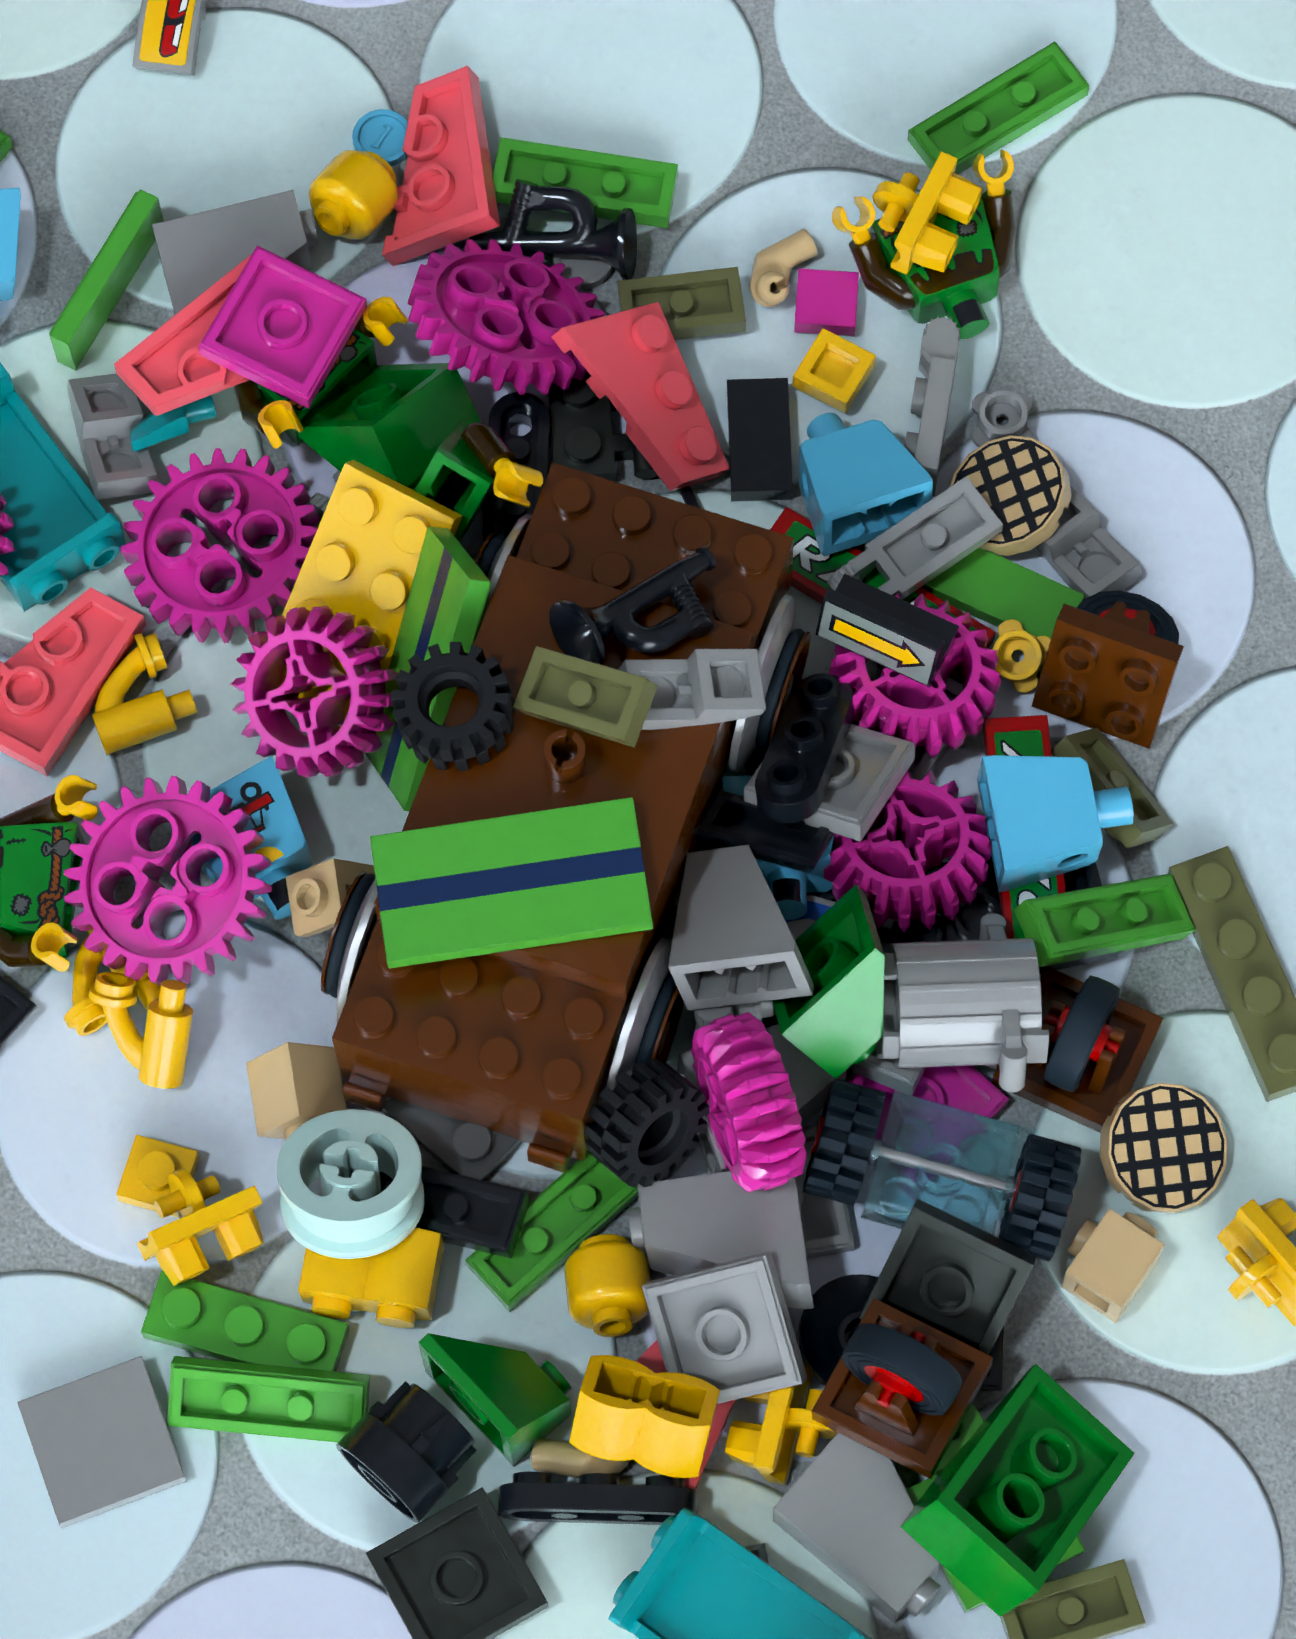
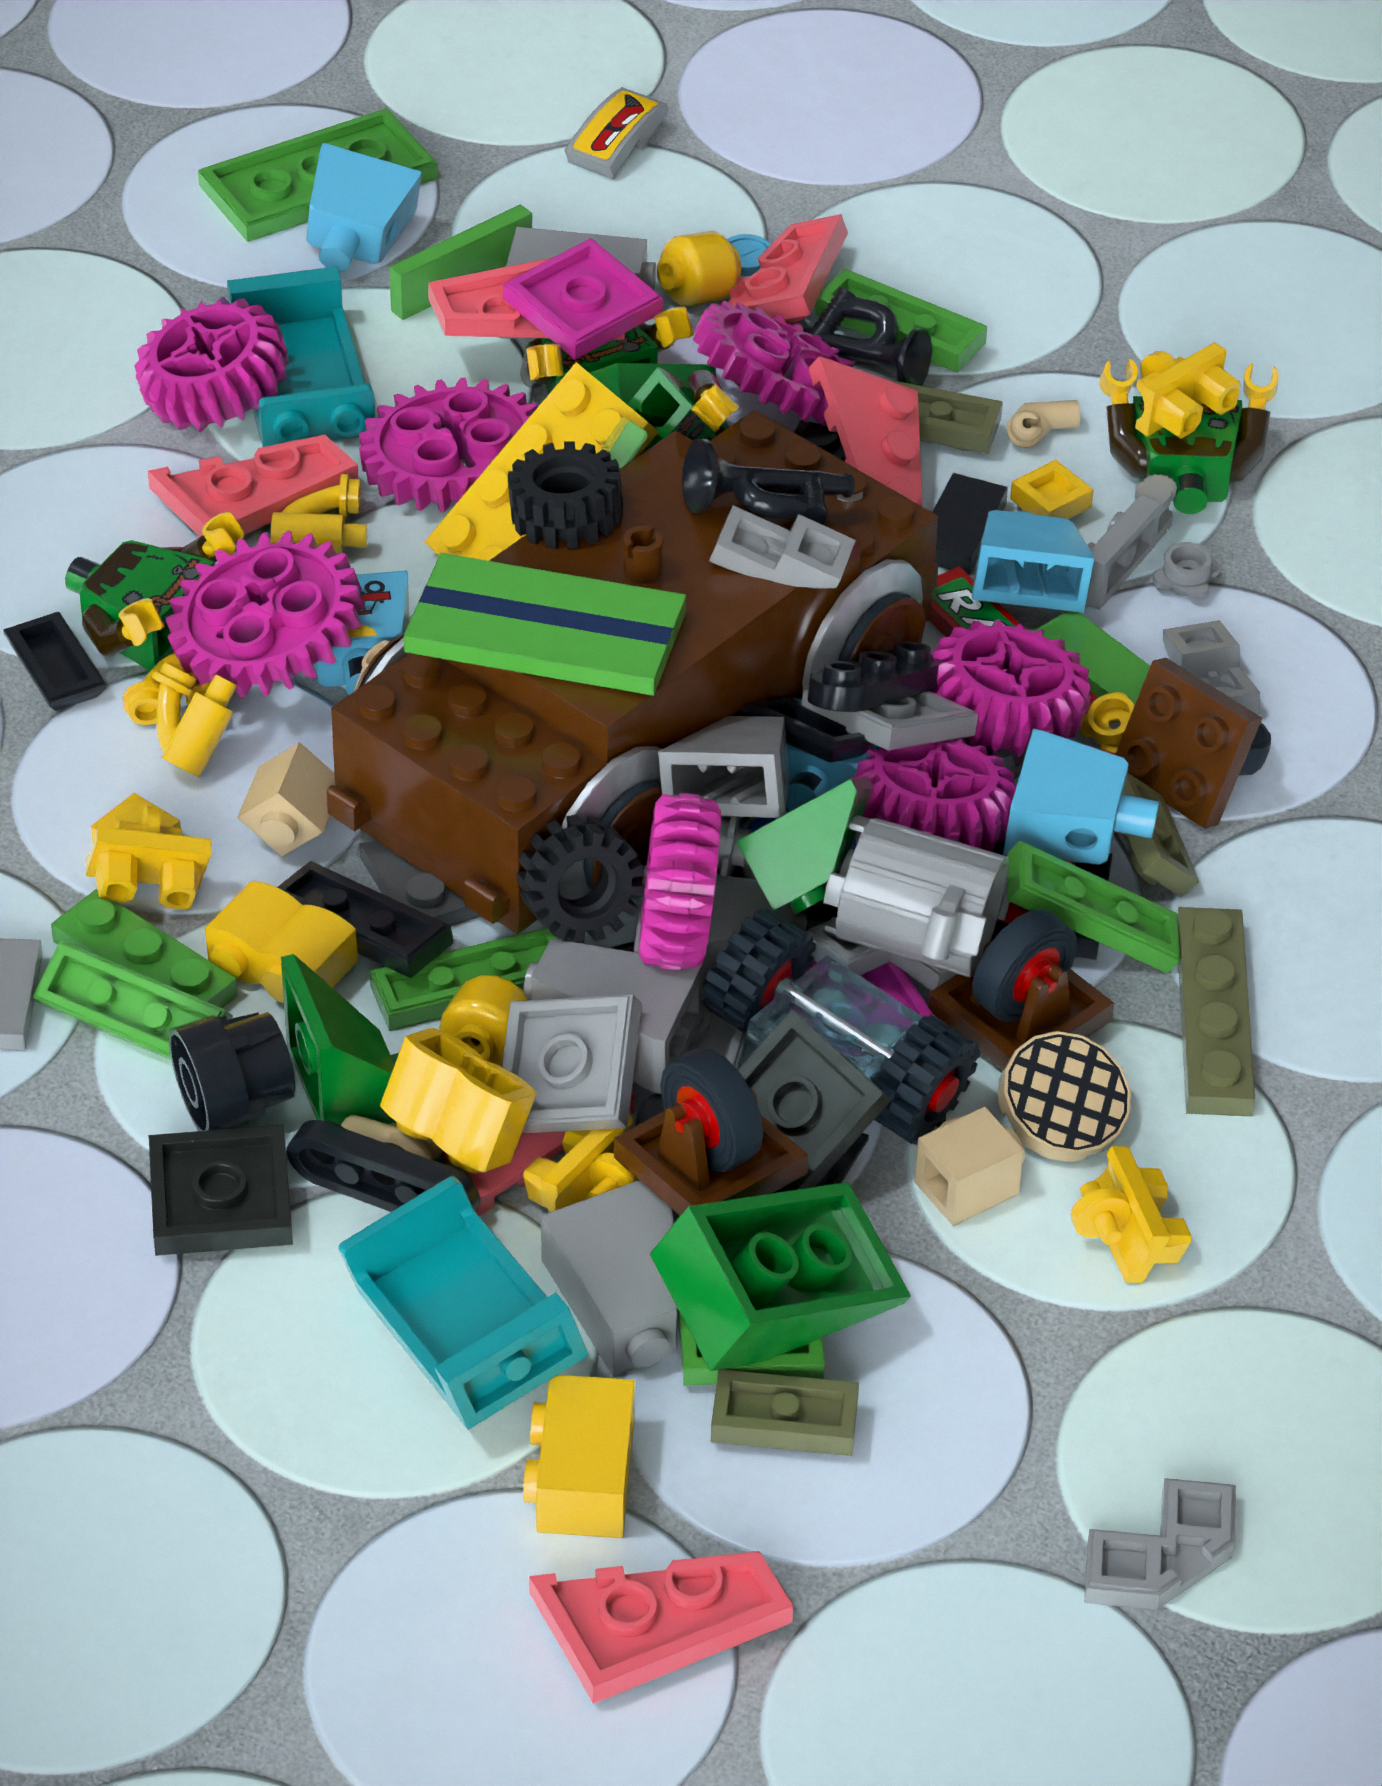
camera: 20 degrees right, 25 degrees down
(103, 417) = (404, 354): light grey slope -> none
(171, 424) = (460, 361): teal bar -> none
(327, 745) = (455, 516): dark pink gear -> none
(348, 1154) = (294, 856): light aqua wheel -> none
(585, 696) = (684, 512): olive plate -> none
(826, 301) = (1074, 449): dark pink tile -> none
(885, 629) = (990, 622): panel -> none
(926, 541) = (1067, 607): light grey hinge -> none
(1001, 109) = (1313, 381): bright green tile -> none
(1022, 487) = (1164, 612): tile -> none

